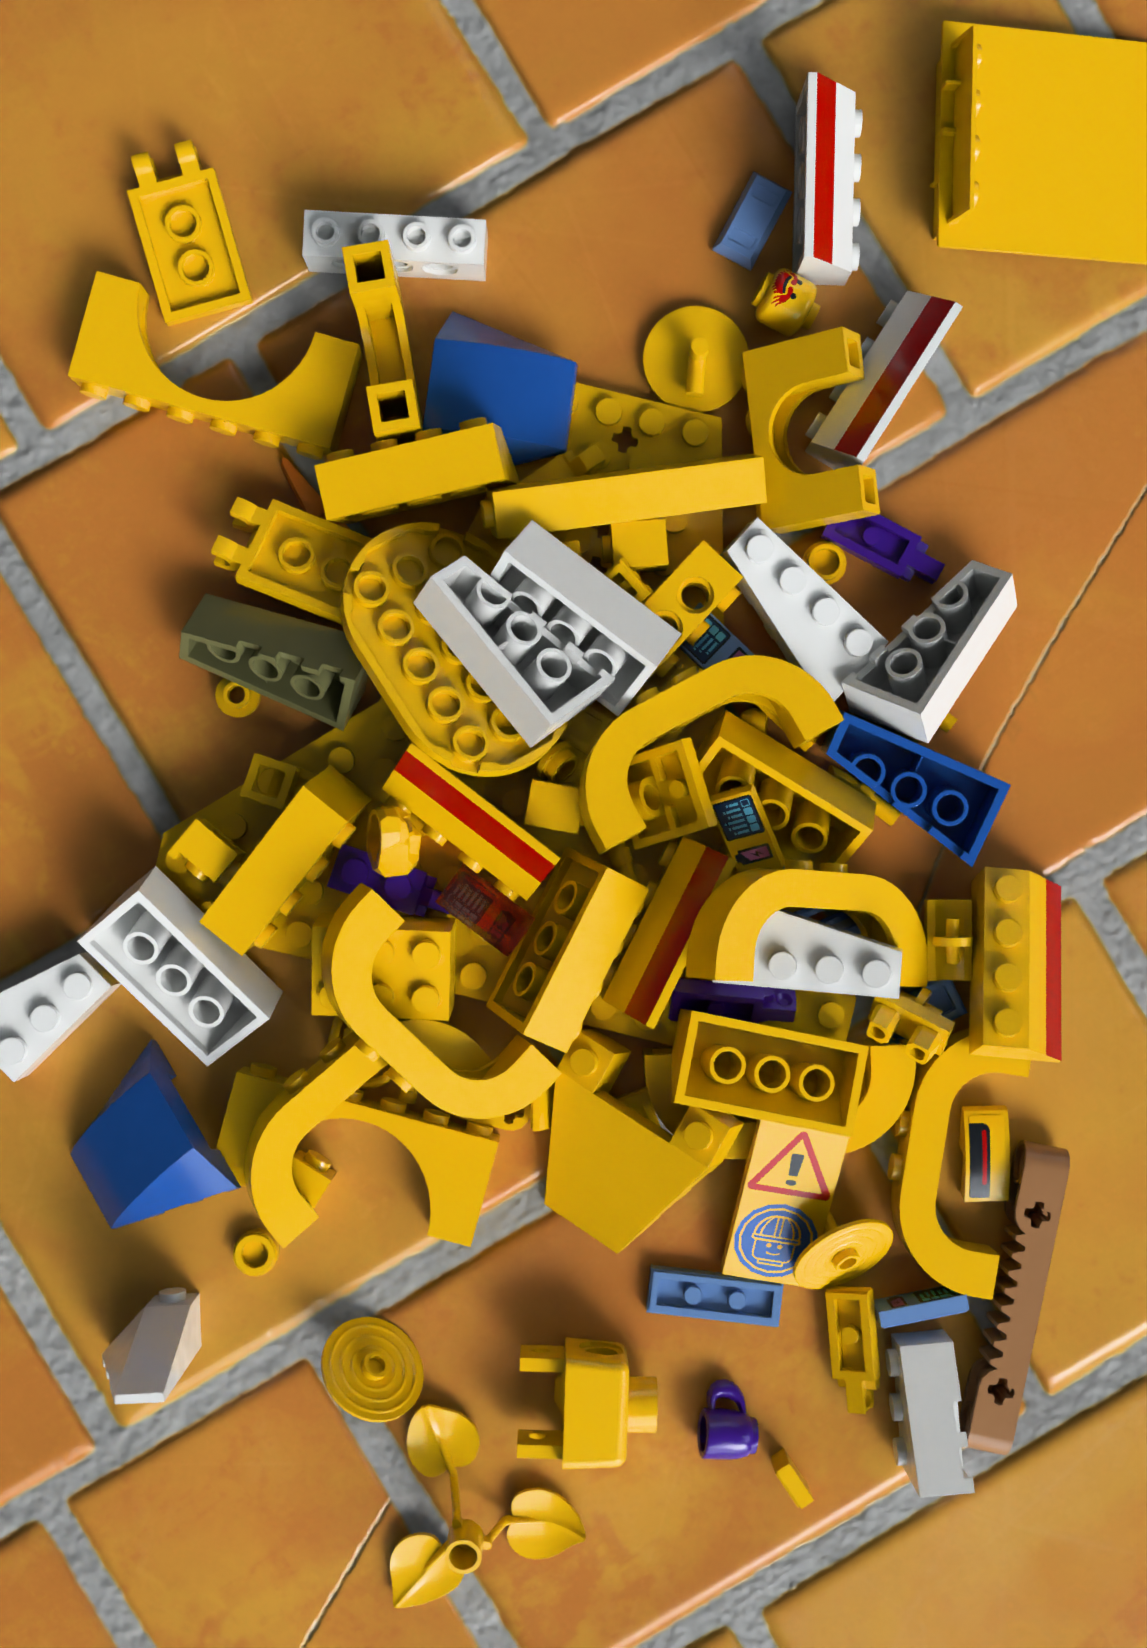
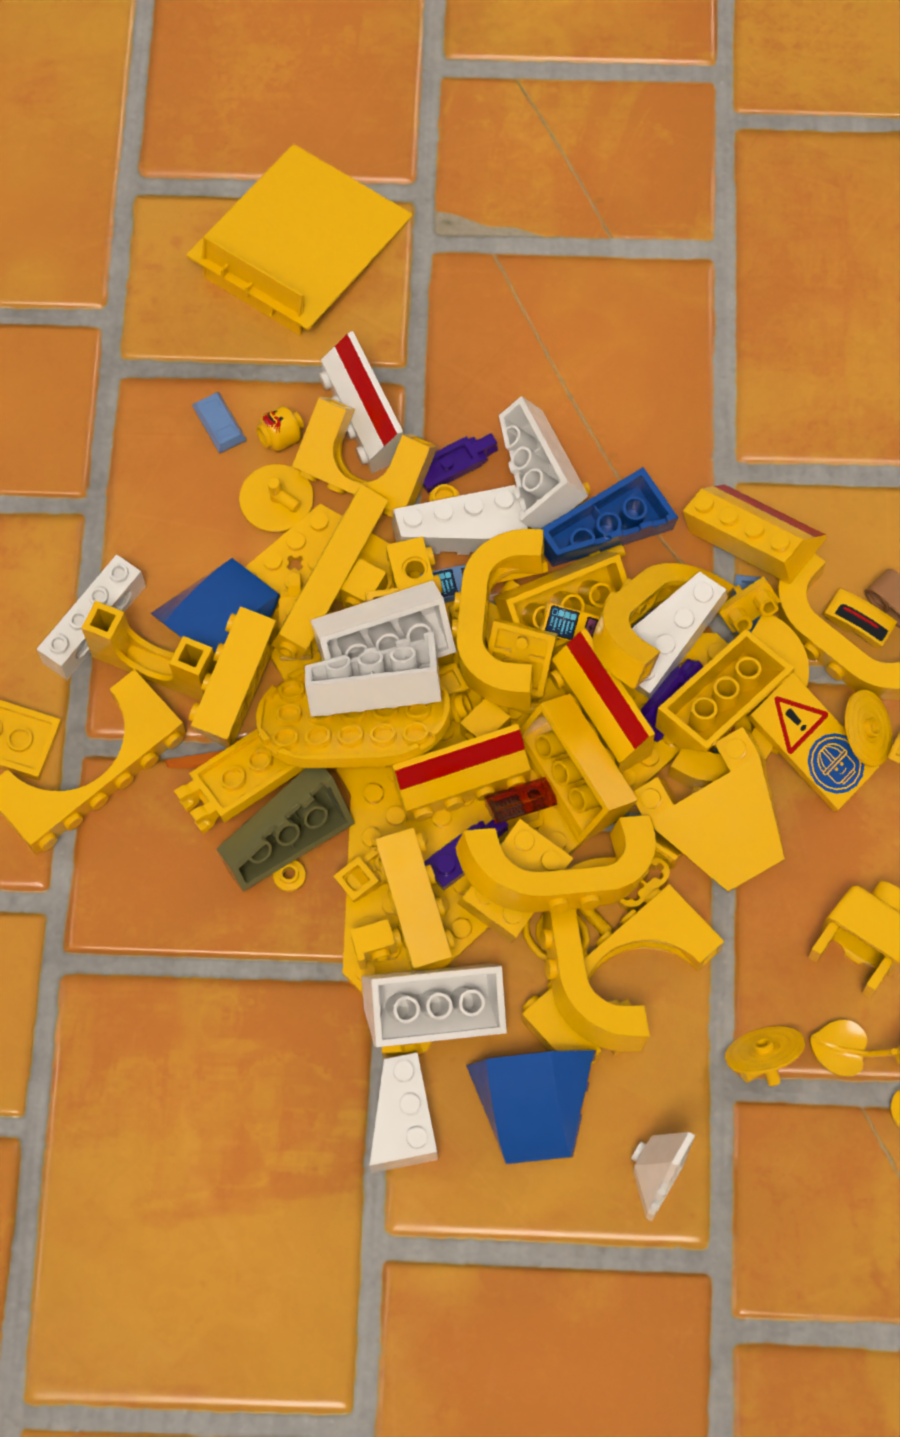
camera: 55 degrees left, 20 degrees down
(256, 1252) = (645, 1086): yellow tile -> none
(392, 841) = (440, 826): yellow rock -> none
(713, 1296) = (850, 826): medium blue tile -> none
(825, 182) = (227, 369): white slope -> none
(948, 939) = (714, 558): yellow hips -> none

